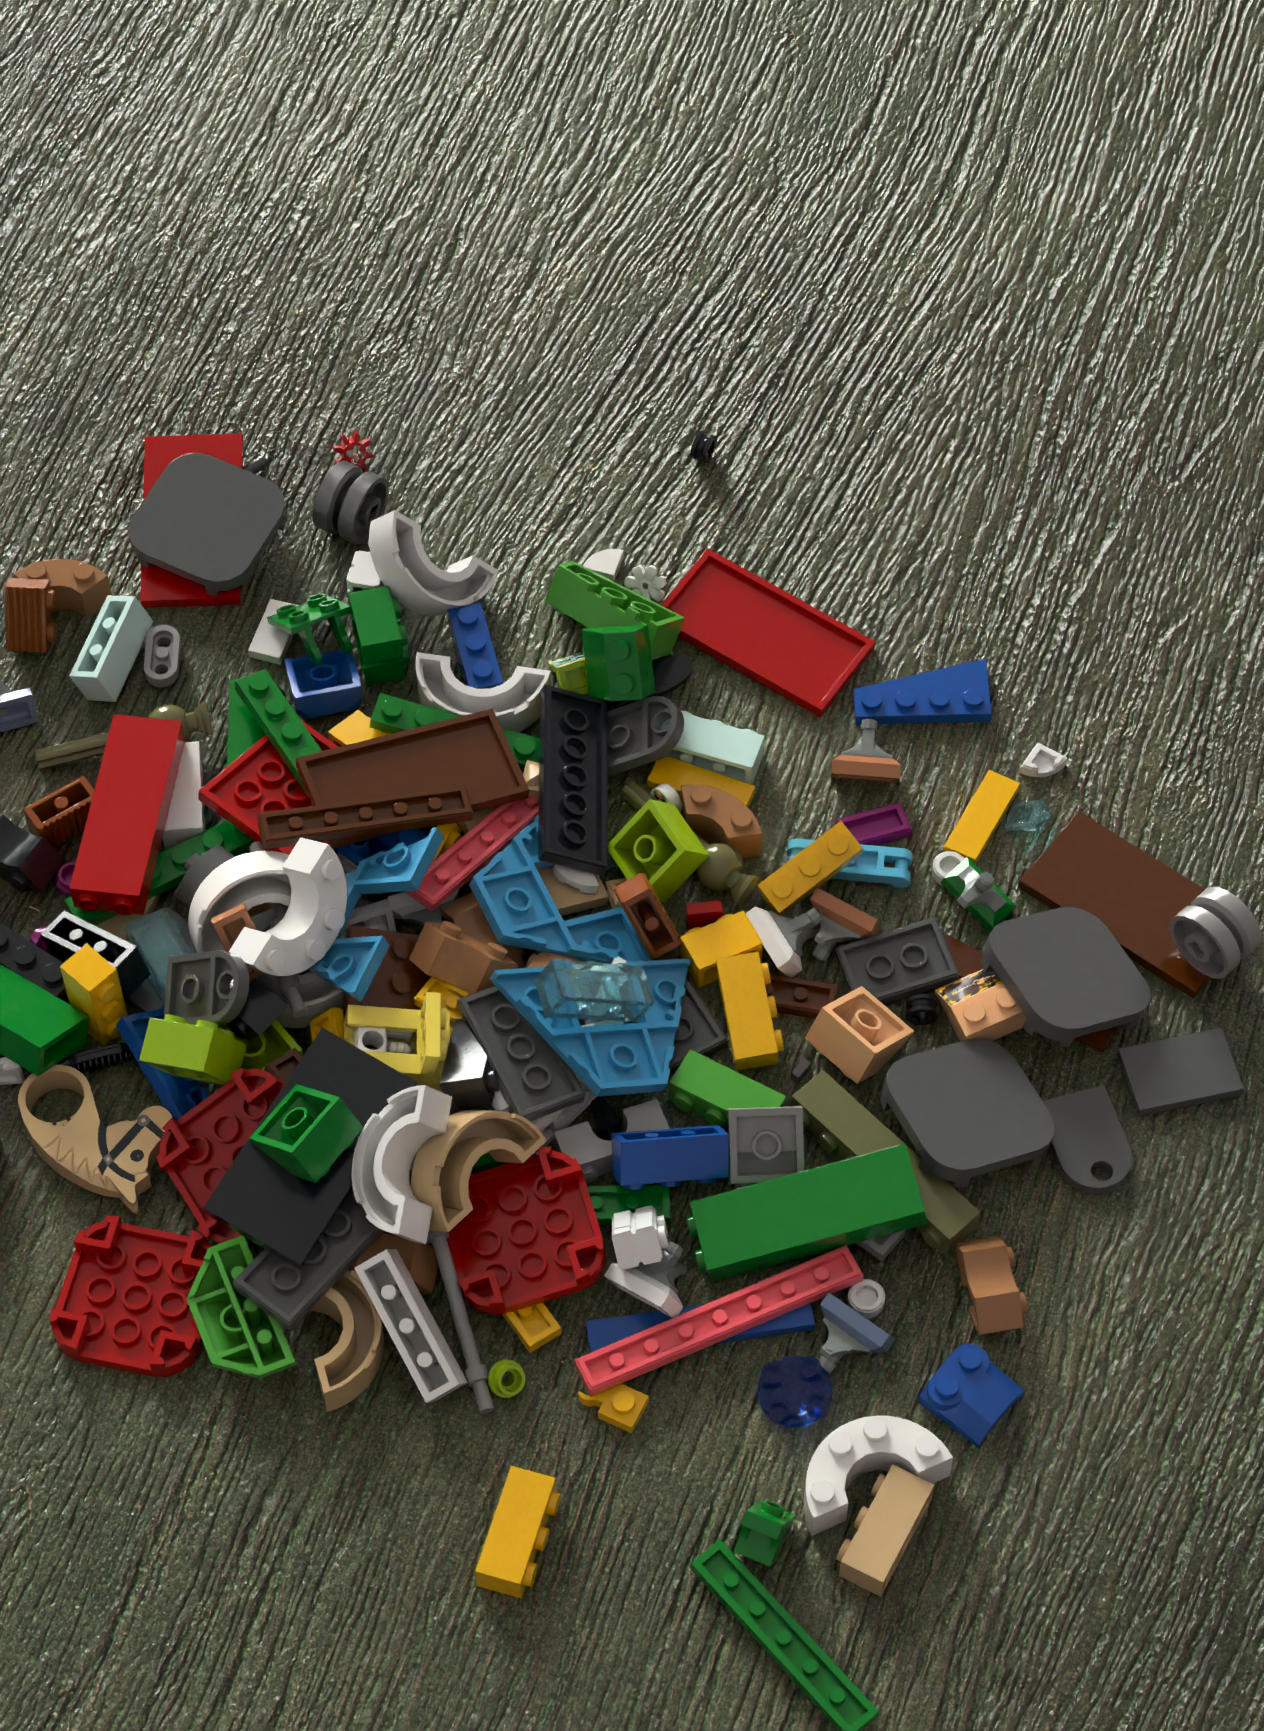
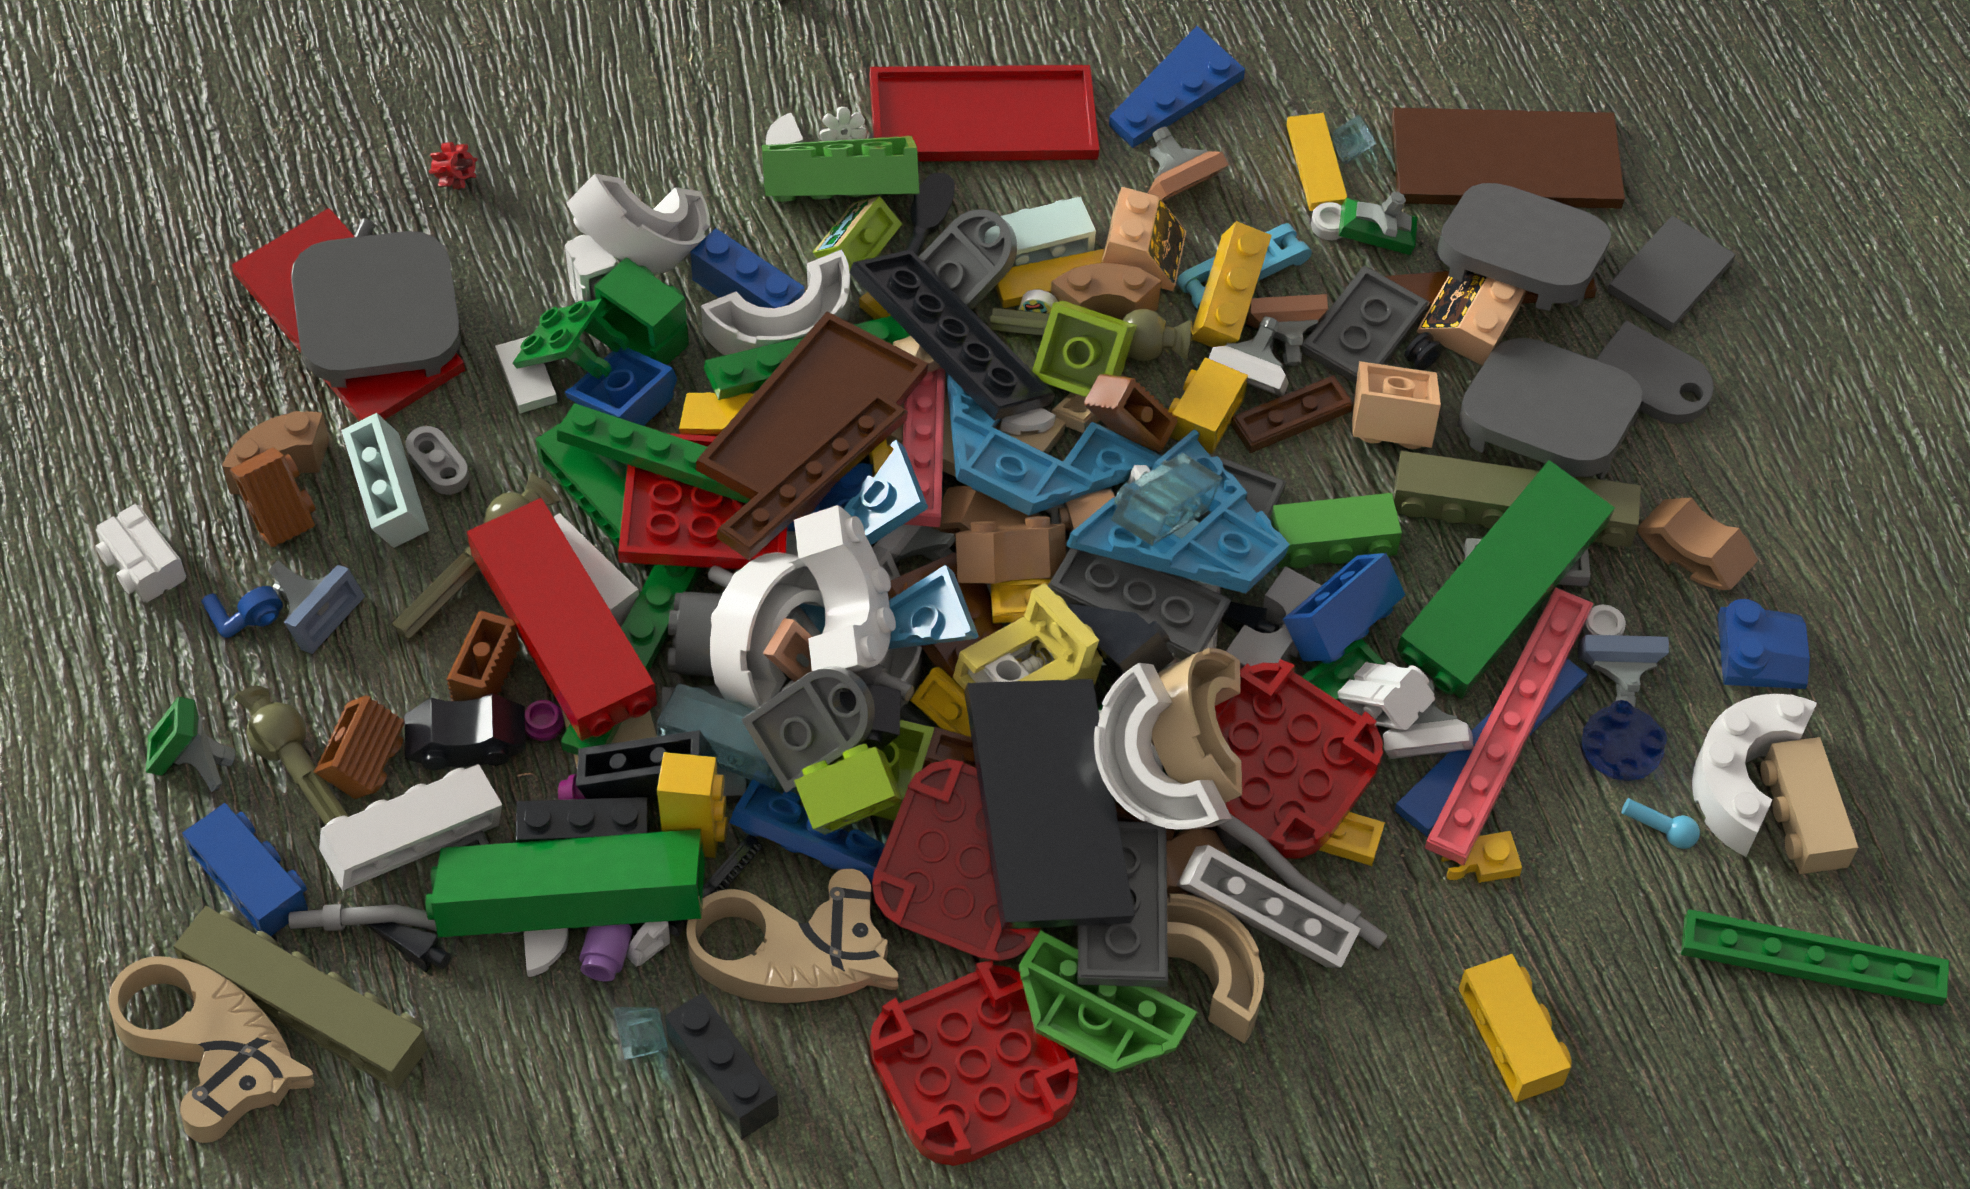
camera: 40 degrees left, 0 degrees up
(307, 1132) = (1045, 785): green slope -> none
(349, 501) = (502, 209): flat silver wheel -> none
(515, 1380) = (1378, 900): lime plate -> none
(618, 662) = (896, 207): green slope -> none
(702, 913) = (1169, 384): red tile -> none
(749, 1011) = (1287, 442): yellow brick -> none
(764, 1143) = (1419, 543): light grey plate -> none
(764, 1532) = (1721, 875): green brick -> none
(778, 1483) = (1680, 831): none -> medium azure bar
(786, 797) = (1145, 236): none -> light nougat slope
(801, 1070) = (1368, 468): dark grey piece -> none
(878, 825) = (1239, 208): magenta tile -> none
(1042, 762) = (1321, 85): white tile -> none
(1215, 932) = (1614, 133): light grey wheel -> none

